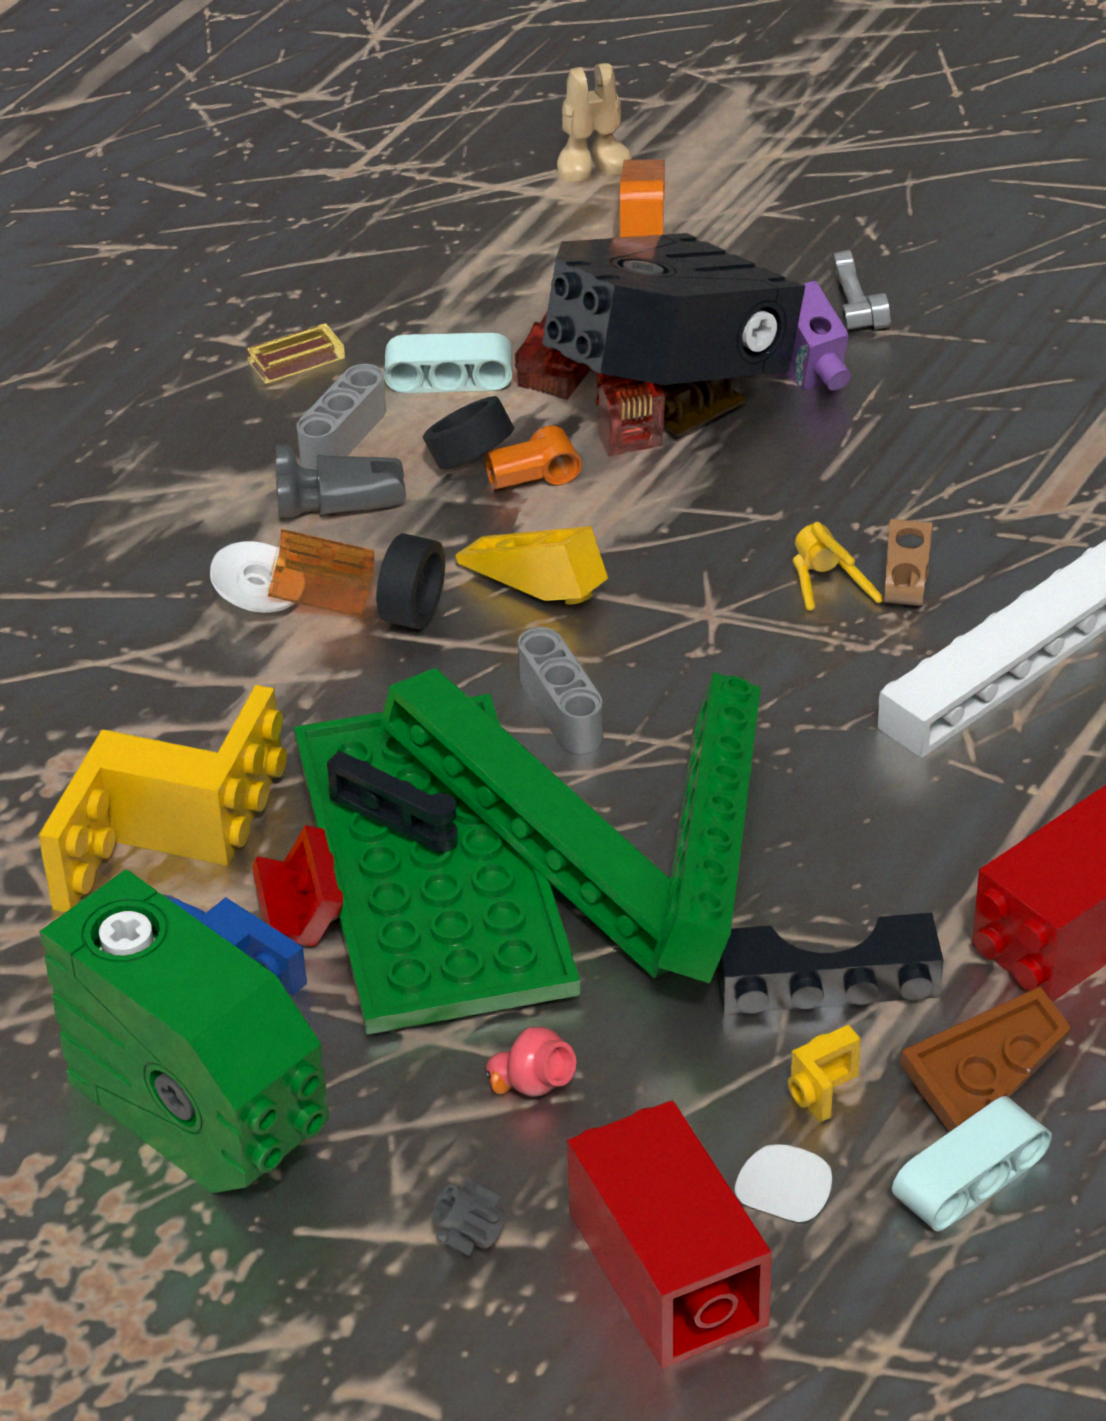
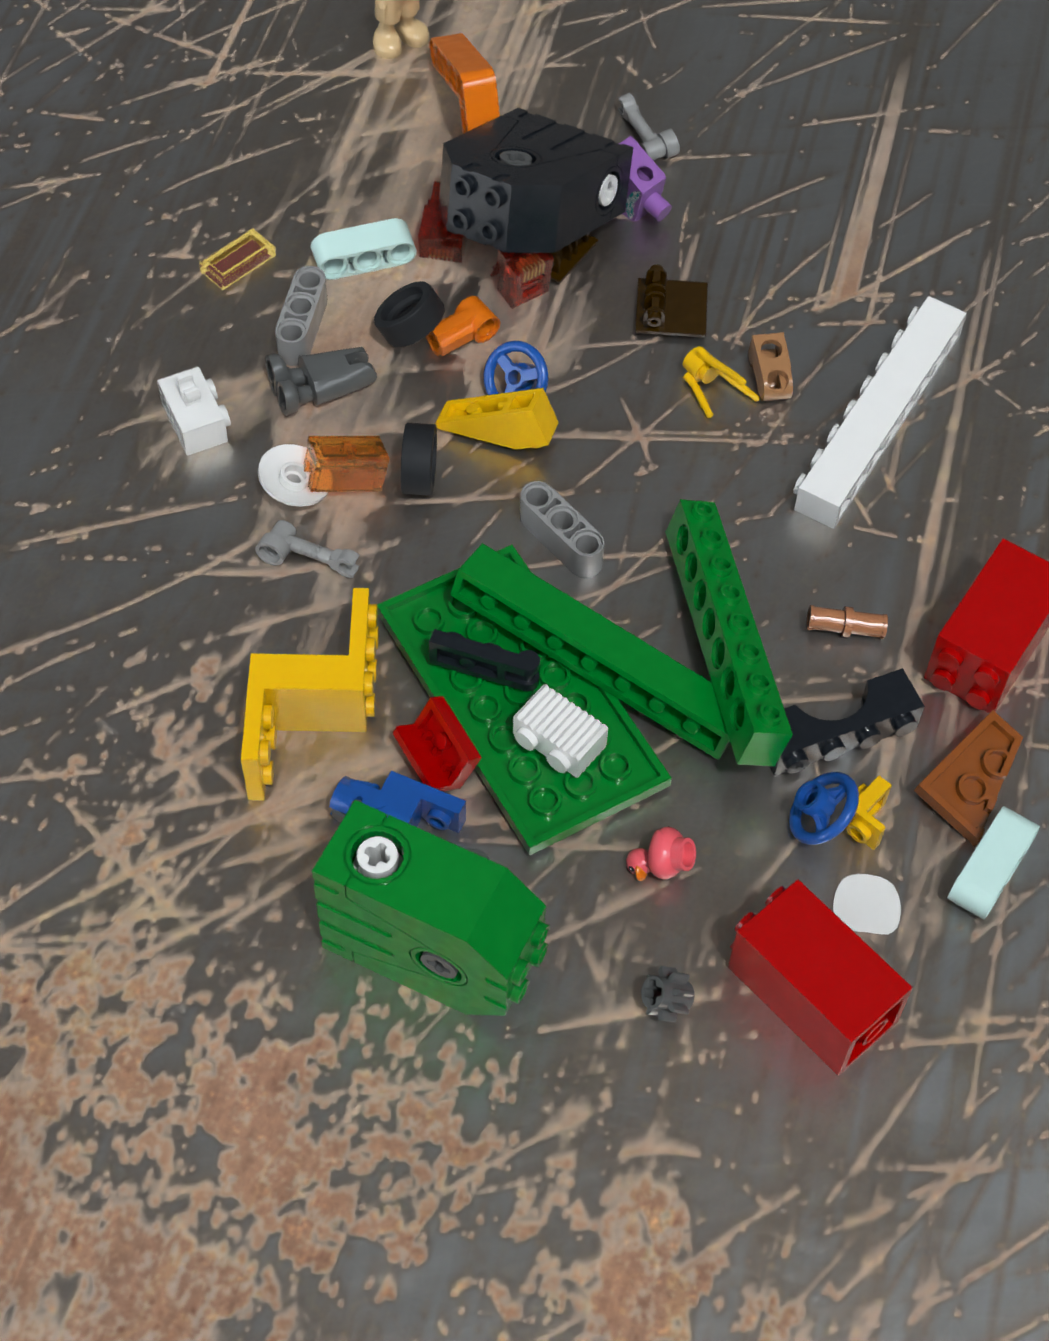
camera: 20 degrees left, 15 degrees up
(168, 492) = (194, 410): none -> white brick
(217, 642) = (282, 540): none -> light grey brick
(452, 895) = (559, 731): none -> white brick
(573, 514) = (531, 376): none -> blue piece
(761, 1046) = (820, 804): none -> blue piece
(808, 481) = (670, 305): none -> dark brown hinge
(888, 857) = (847, 622): none -> nougat pin

